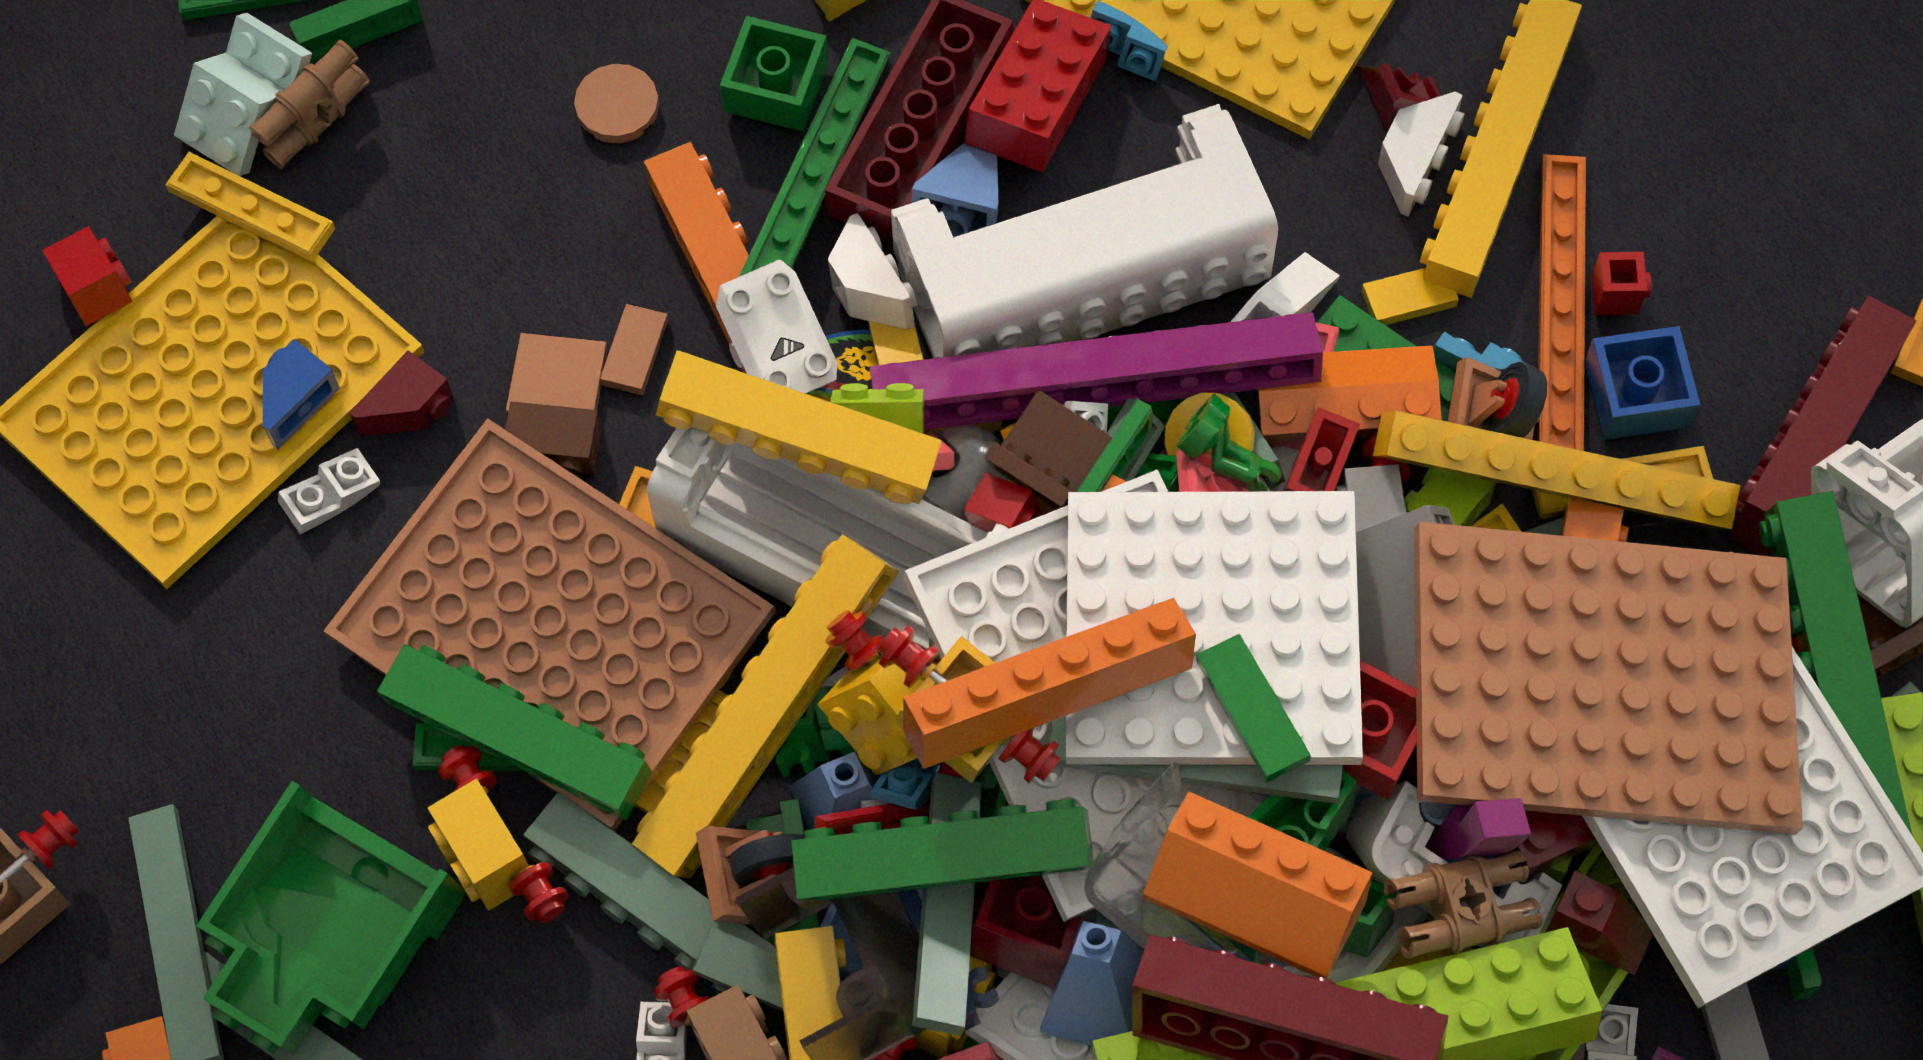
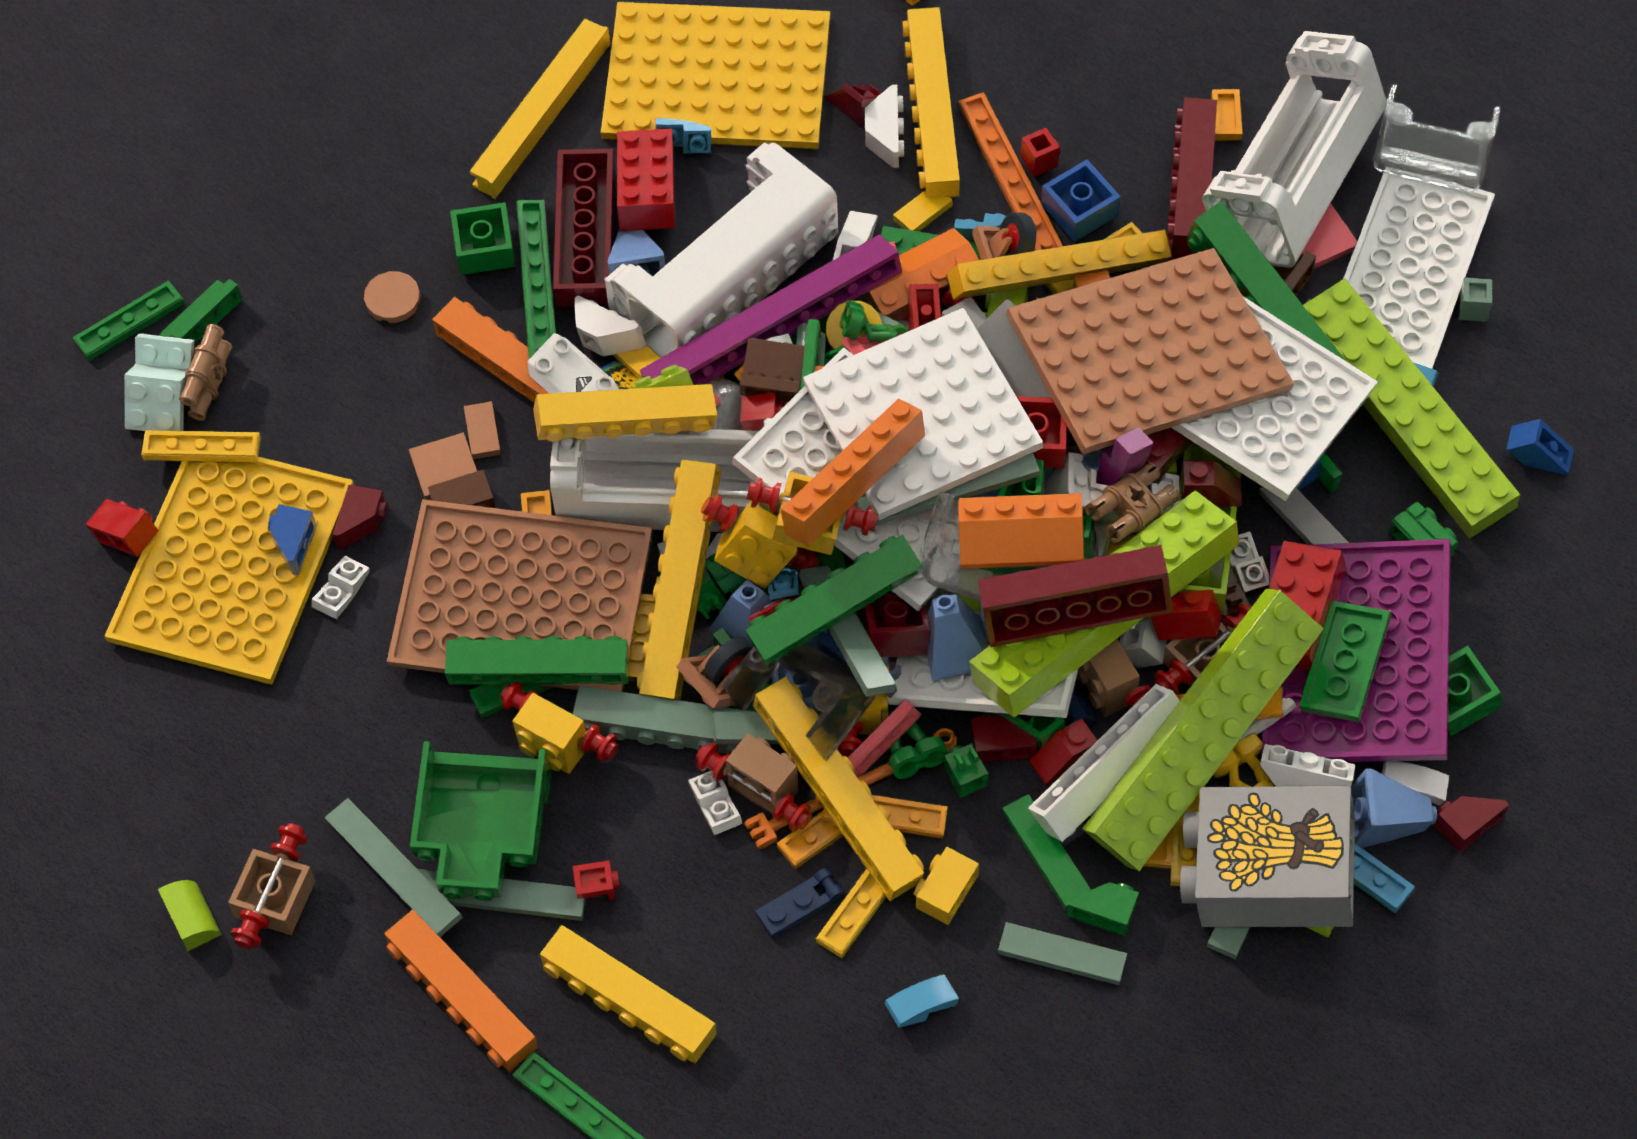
camera: 25 degrees left, 5 degrees down
(1253, 708) = (970, 440): green tile -> none

